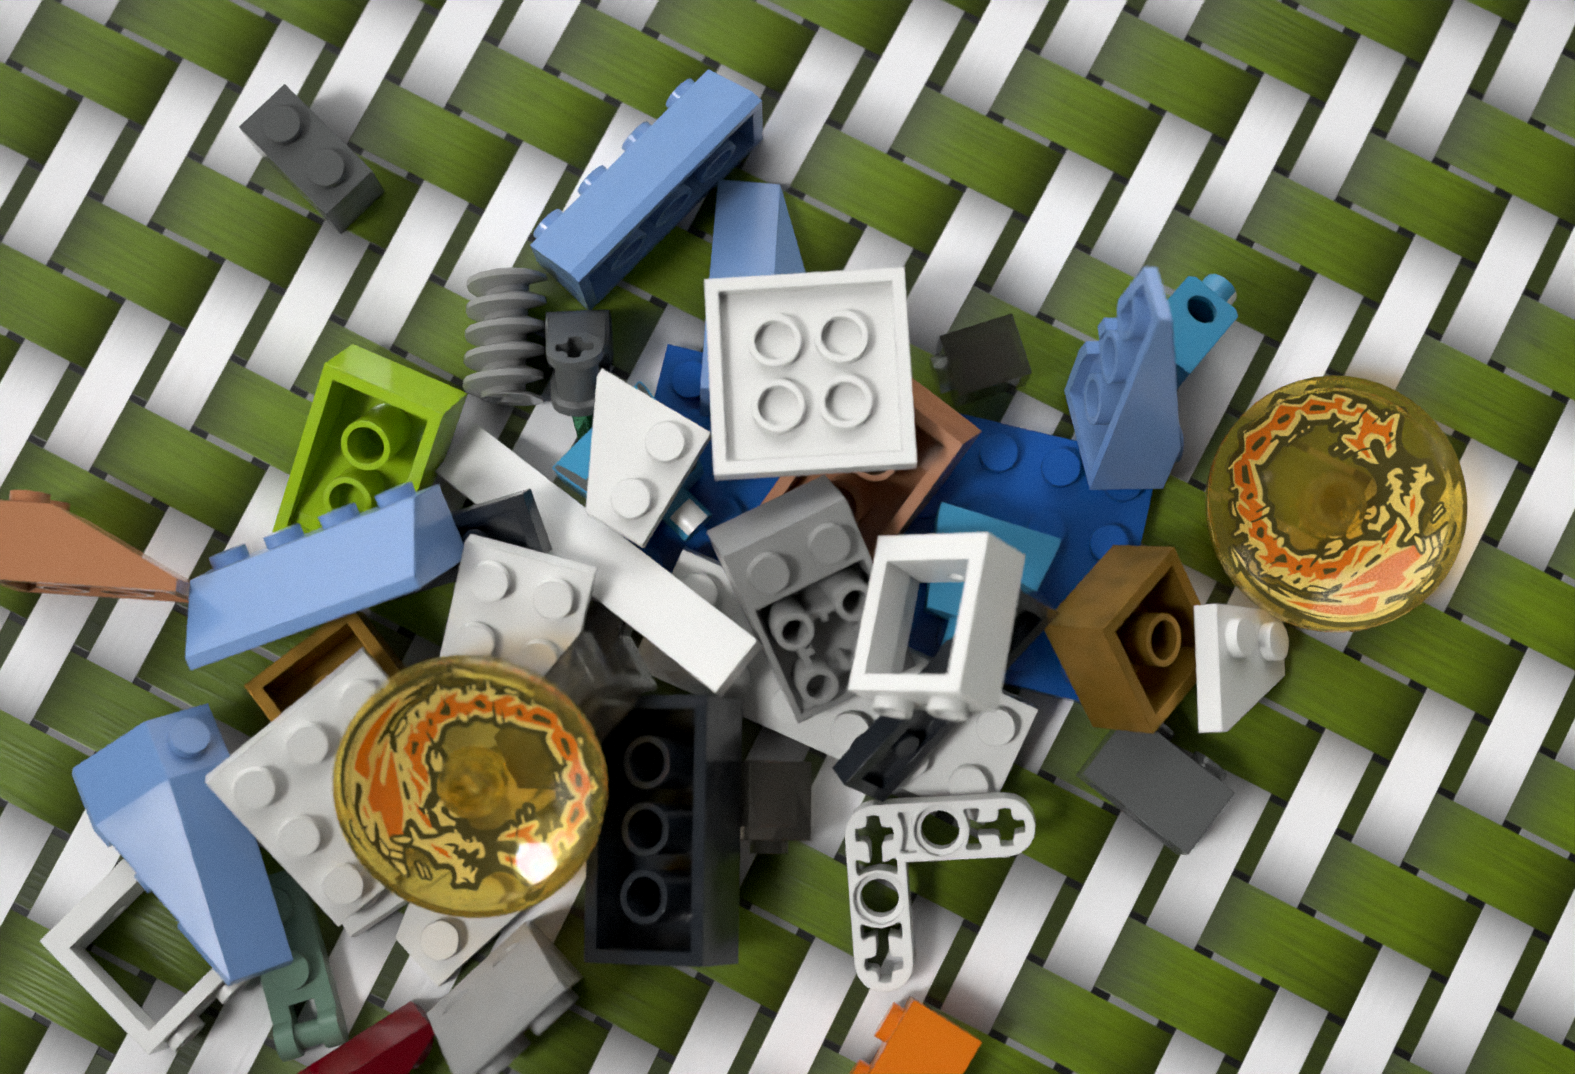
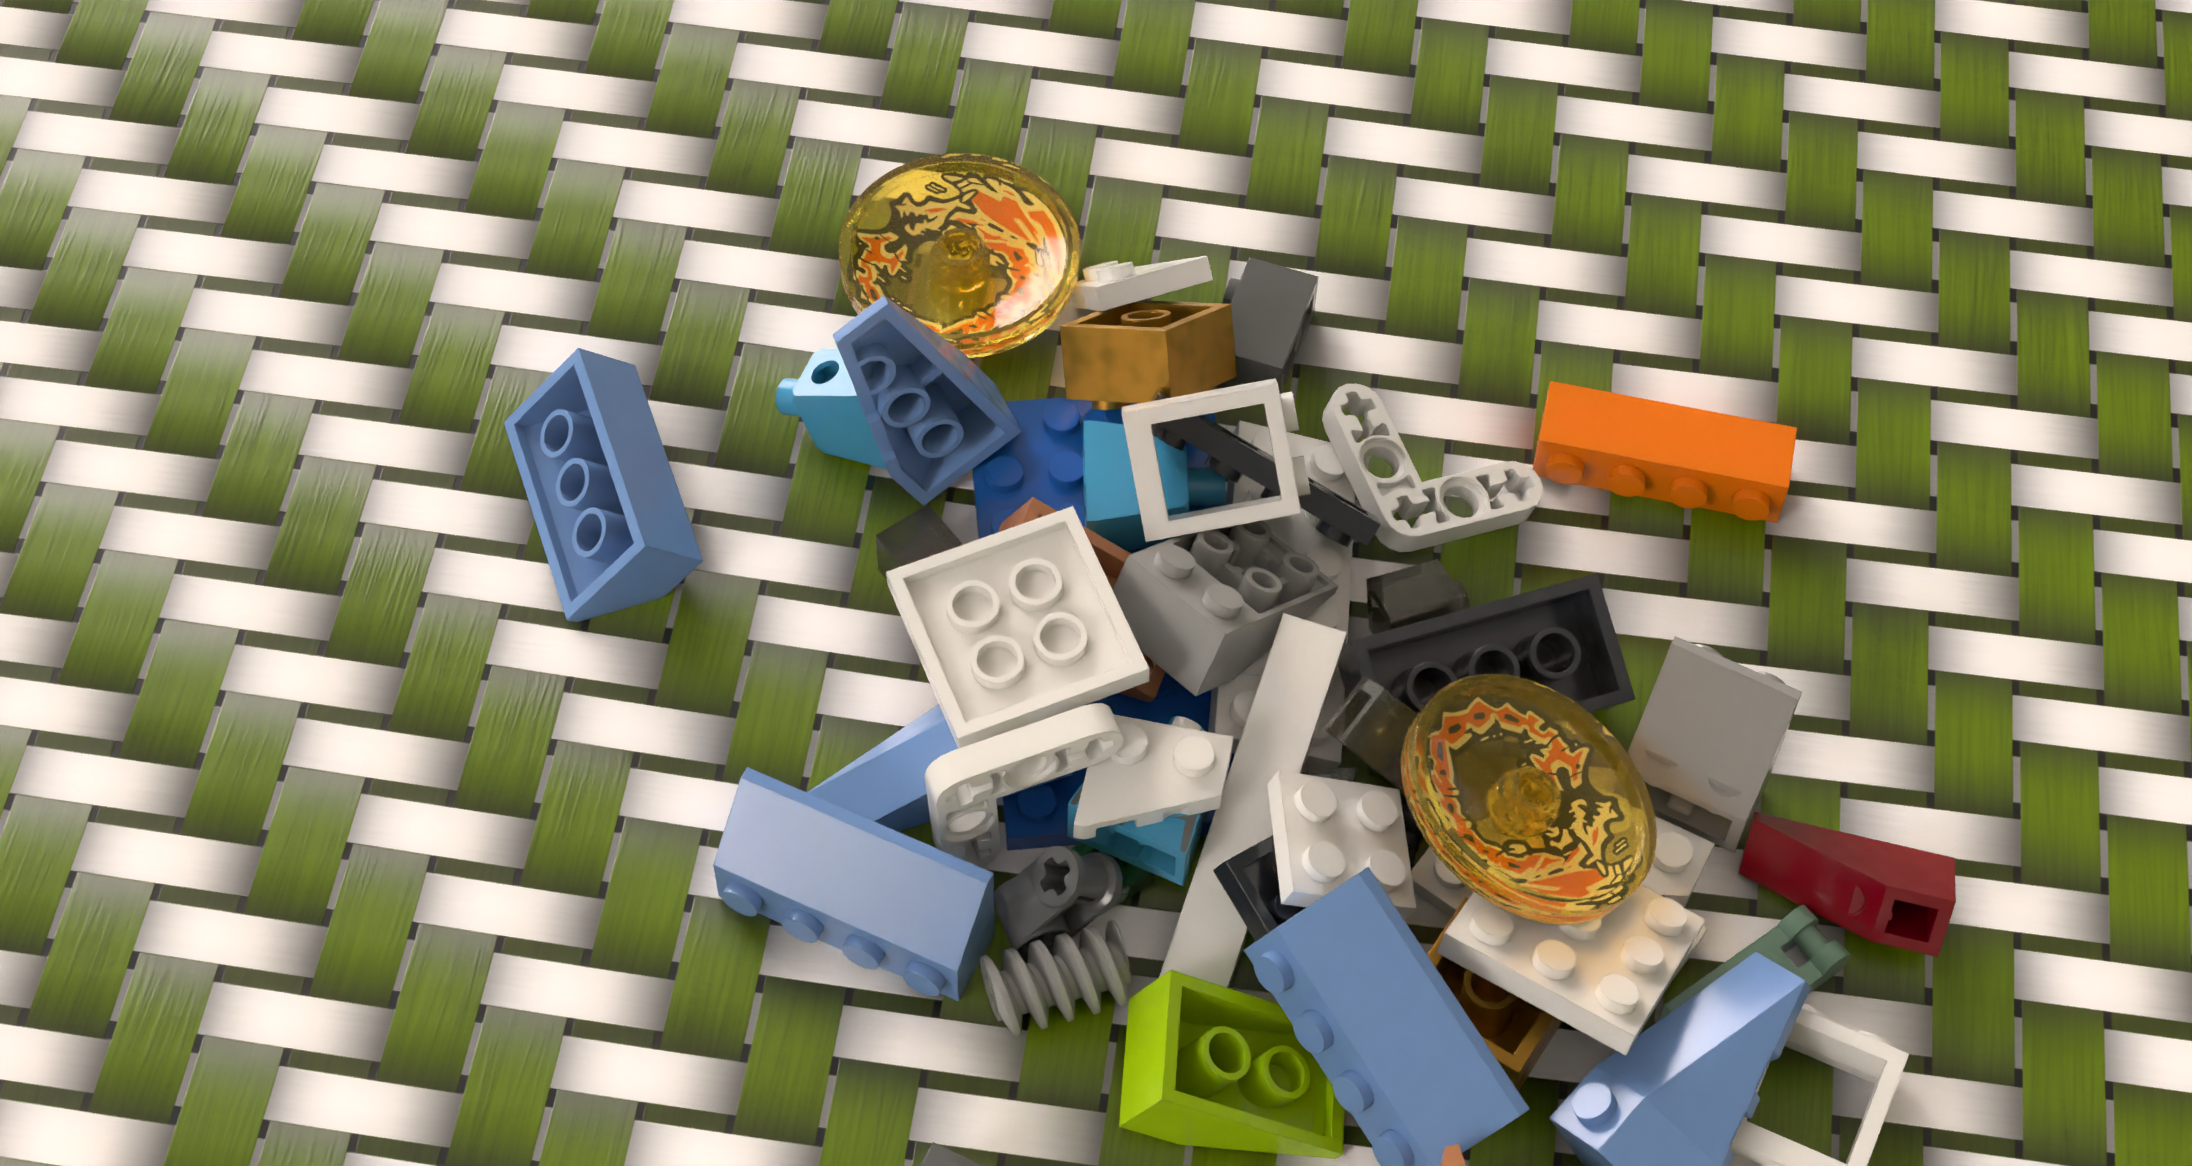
camera: 110 degrees left, 25 degrees down
(668, 329) = (969, 780): none -> white beam
(1168, 92) = (601, 488): none -> medium blue slope

